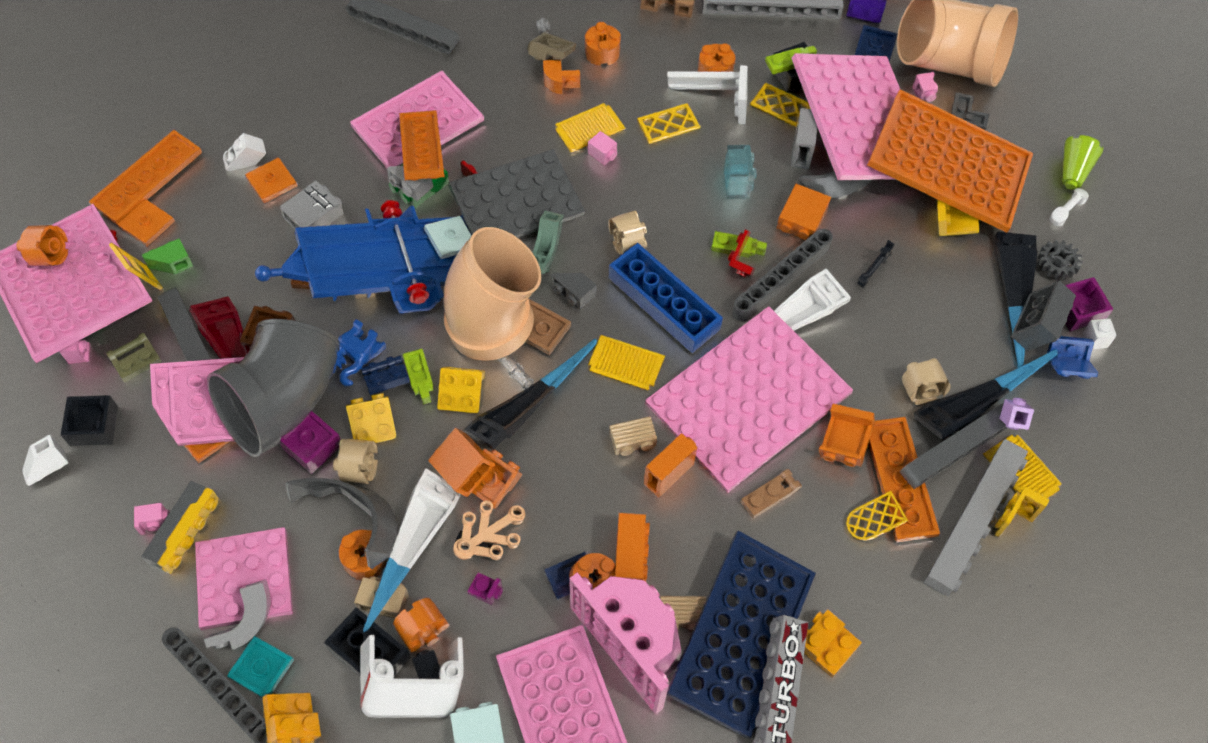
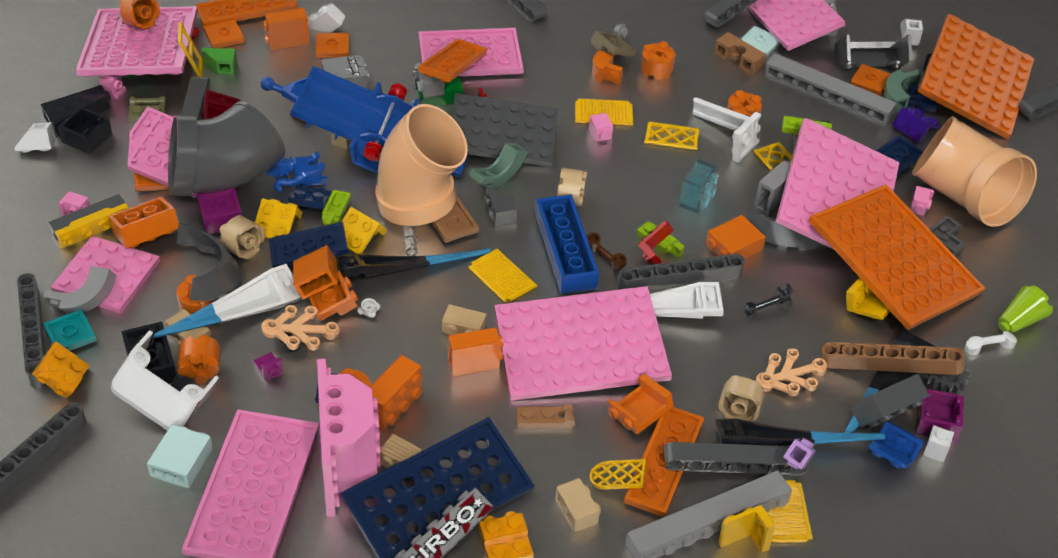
camera: 30 degrees right, 15 degrees down
(47, 407) = (60, 109): none -> black slope
(215, 186) = (286, 28): none -> orange brick
(244, 499) = (144, 222): none -> orange brick
(426, 432) = (292, 246): none -> dark blue plate
(532, 463) = (369, 307): none -> white plate
(719, 291) = (617, 260): none -> reddish brown bar
(863, 569) = (577, 504): none -> tan brick
(938, 330) = (770, 380): none -> light nougat plant
(1024, 263) = (894, 358): none -> medium nougat beam

